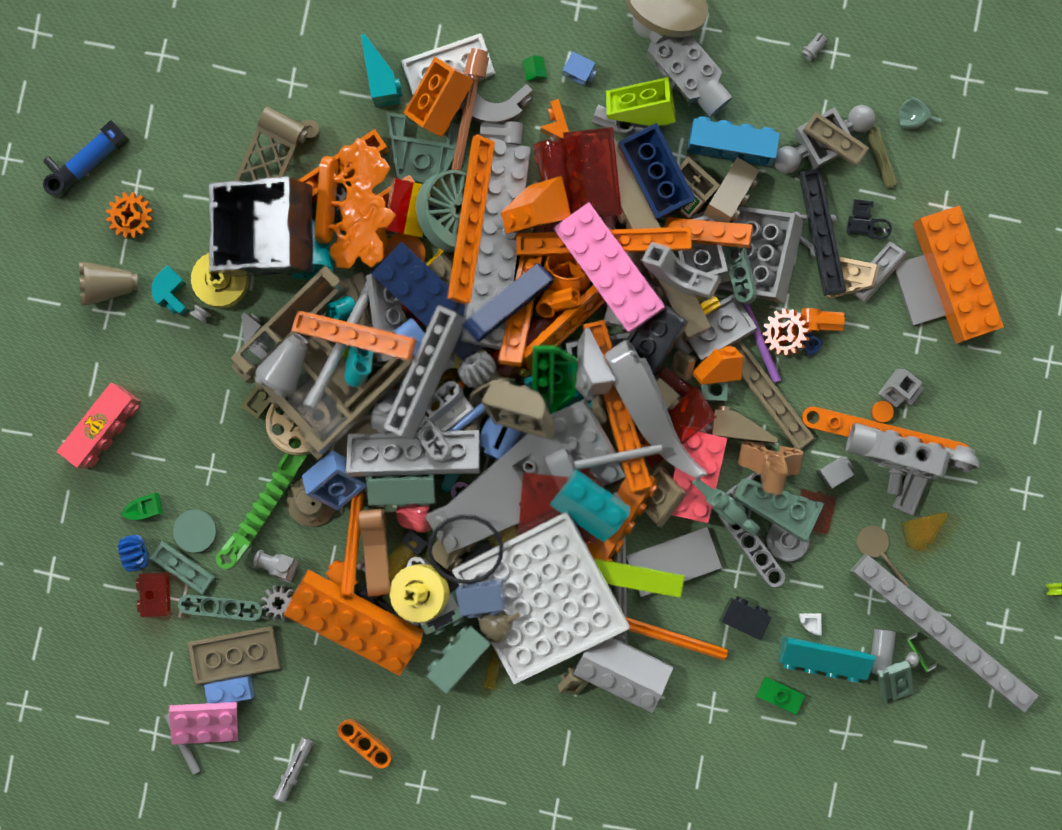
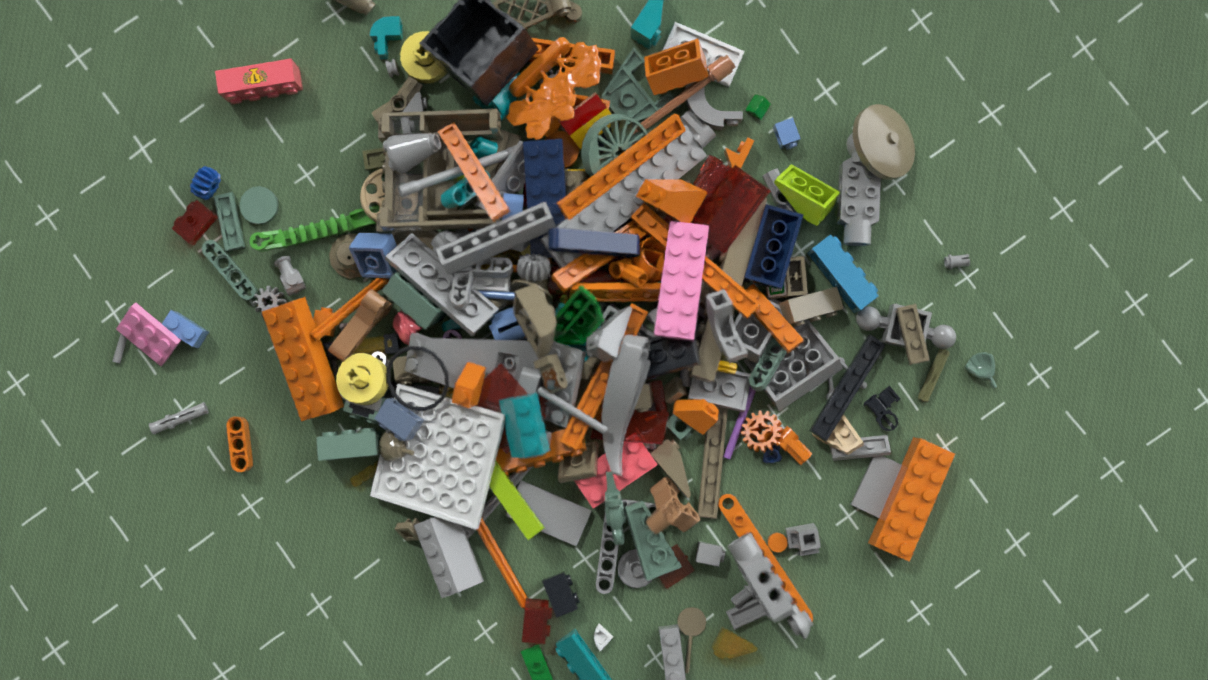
camera: 45 degrees right, 0 degrees up
(143, 508) = (240, 160): green plate -> none
(232, 324) = (405, 94): none -> dark tan piece
(234, 655) = (210, 309): dark tan tile -> none
(514, 515) = (469, 385): none -> orange slope
(573, 441) = (552, 373): none -> dark tan leg
(746, 659) = (535, 621): none -> clear red brick

